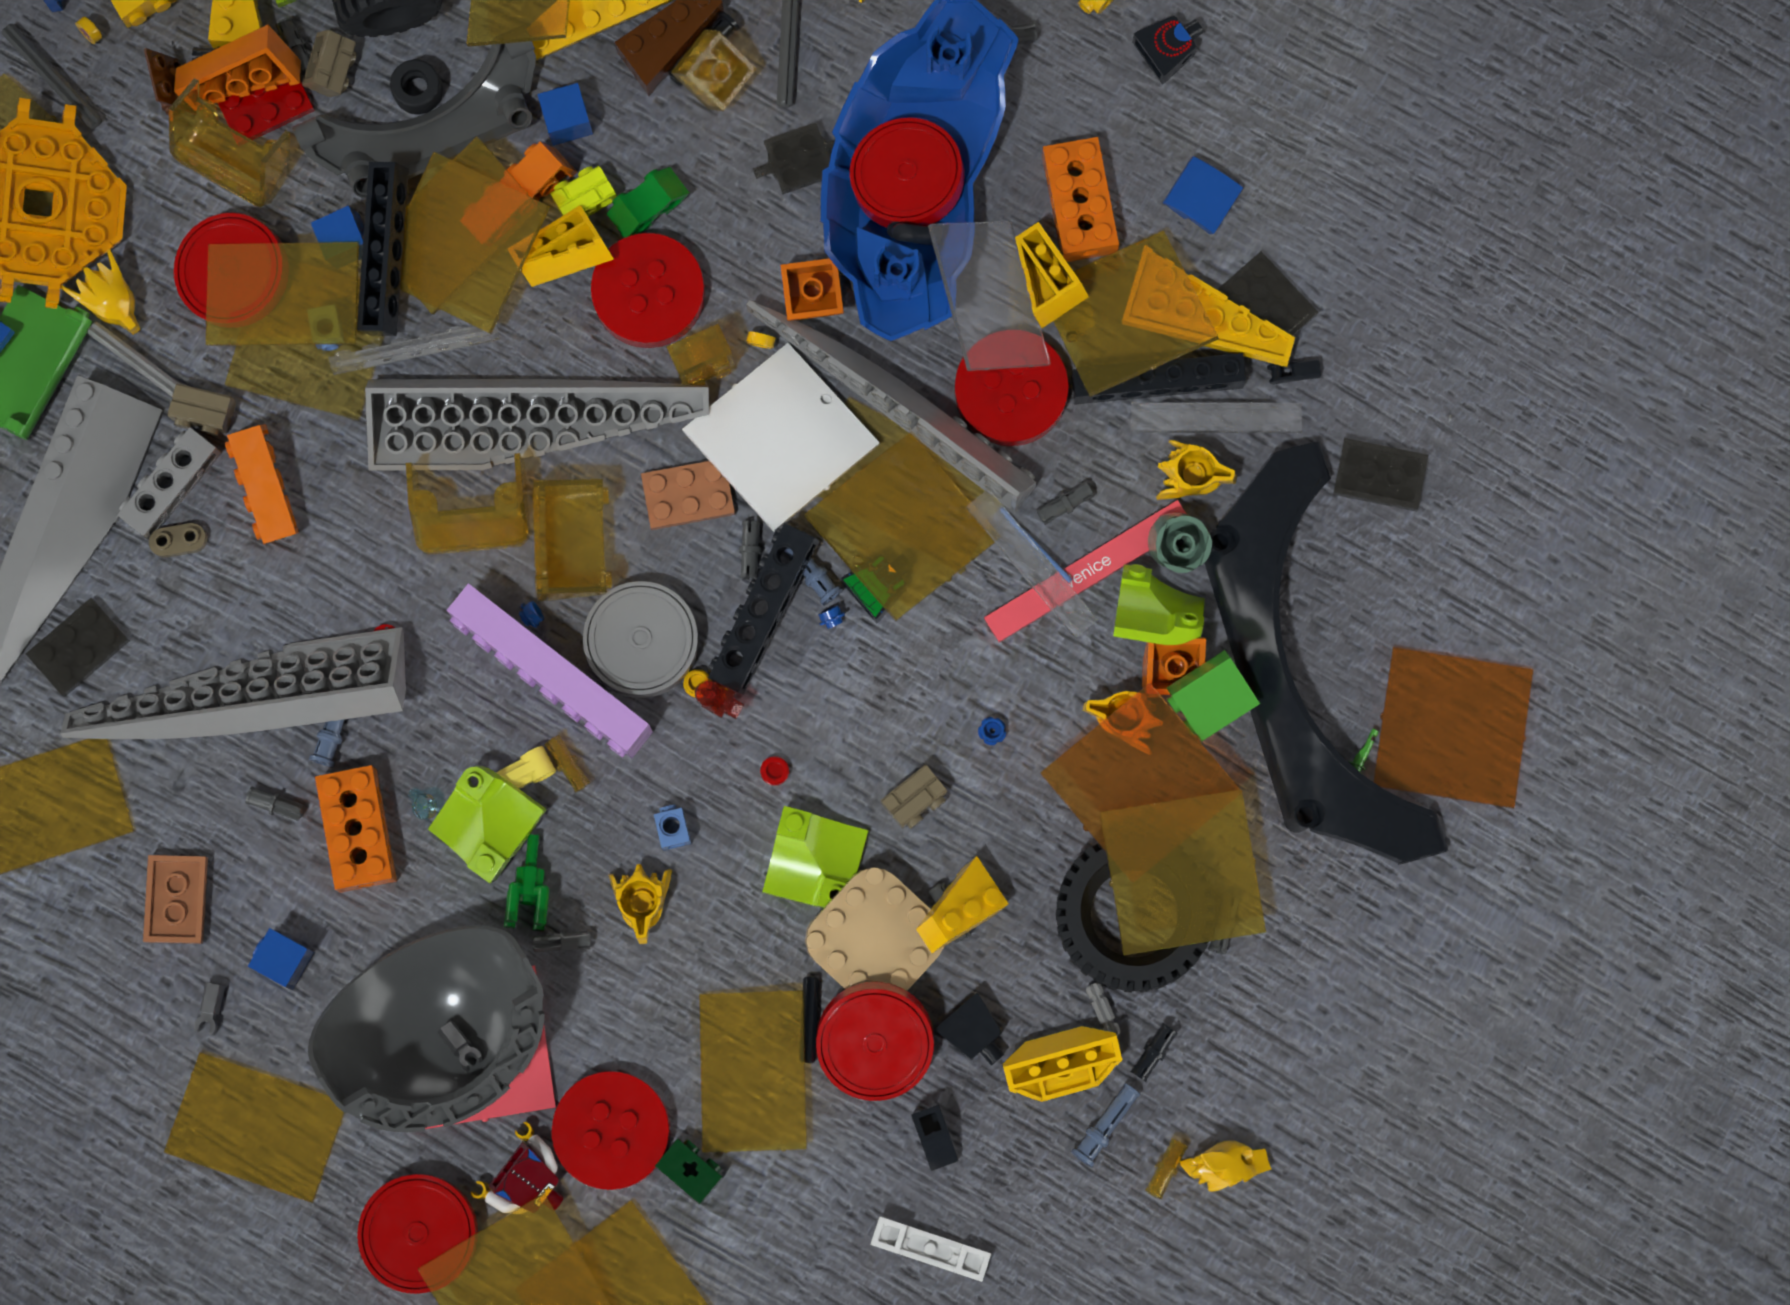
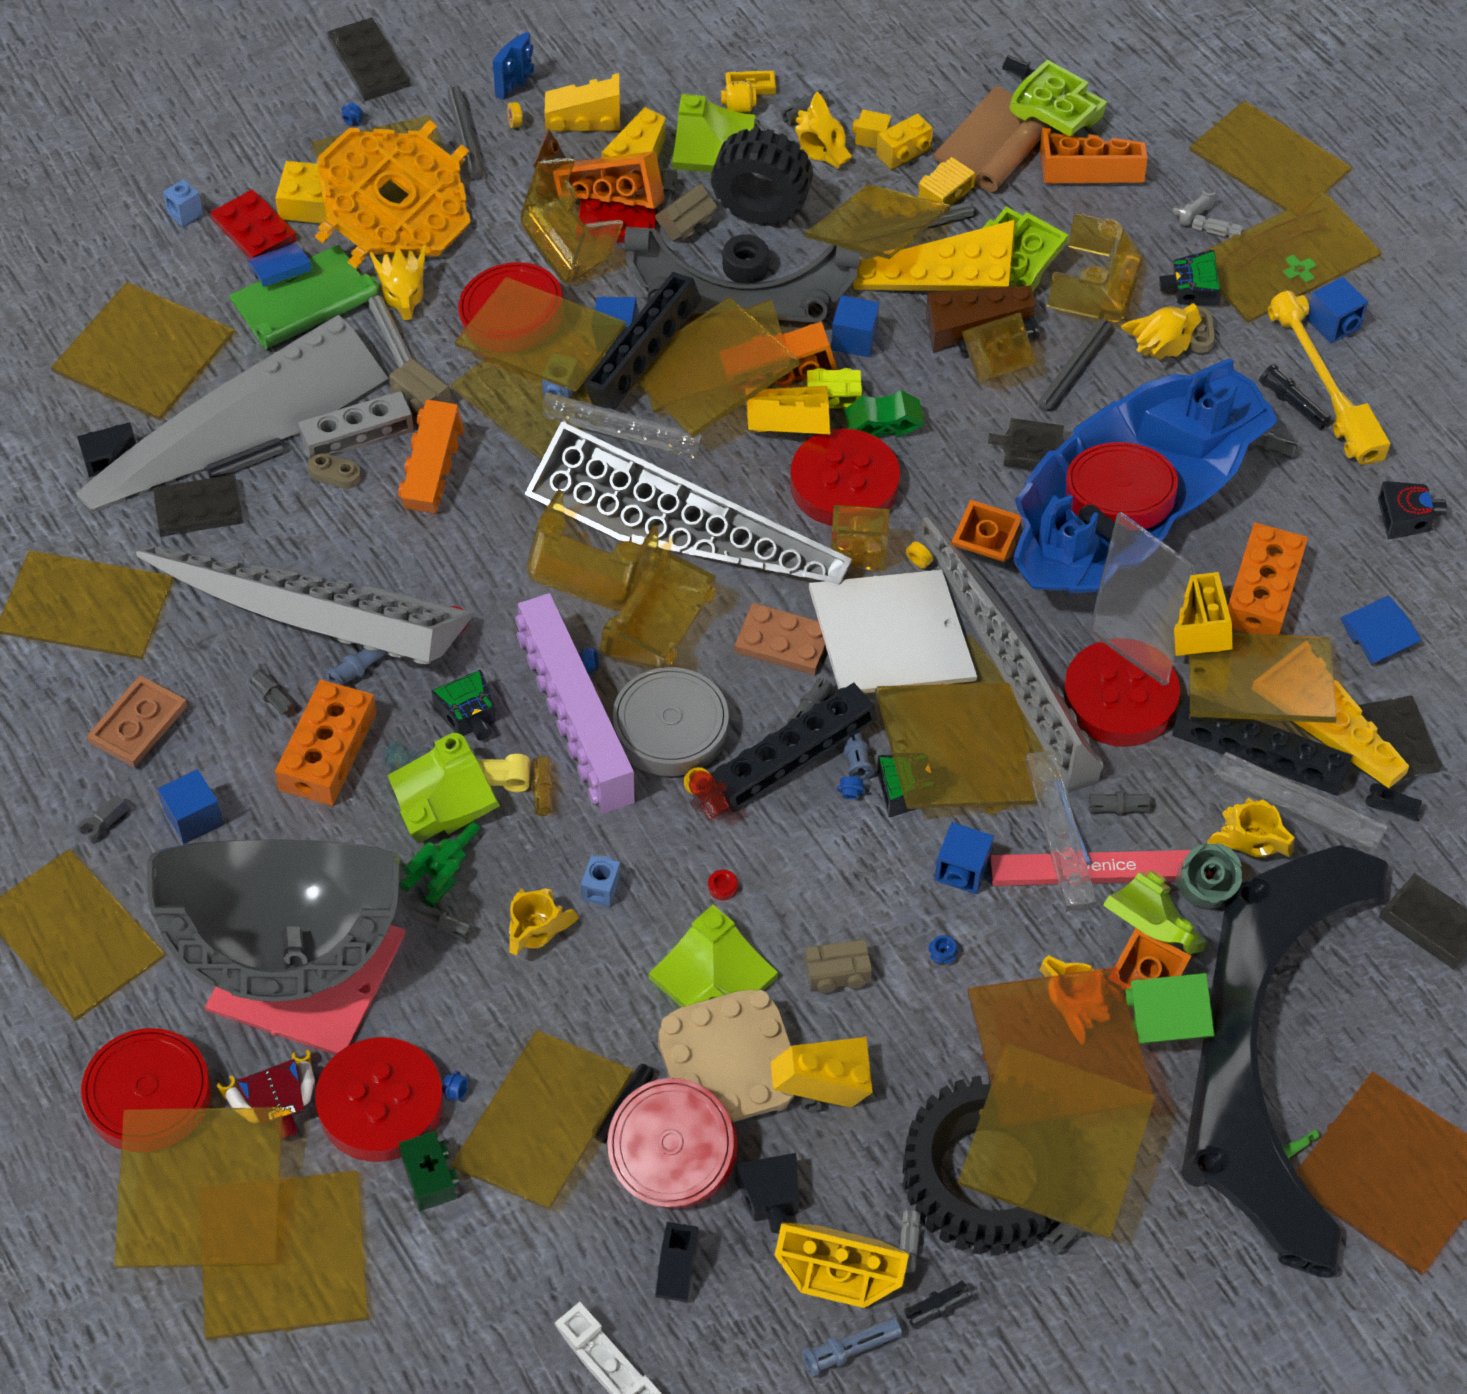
camera: 25 degrees right, 25 degrees down
(88, 573) = (245, 458): none -> black axle
(455, 722) = (466, 705): none -> torso
(665, 1084) = (455, 1086): none -> blue plate
(965, 637) = (963, 858): none -> blue head

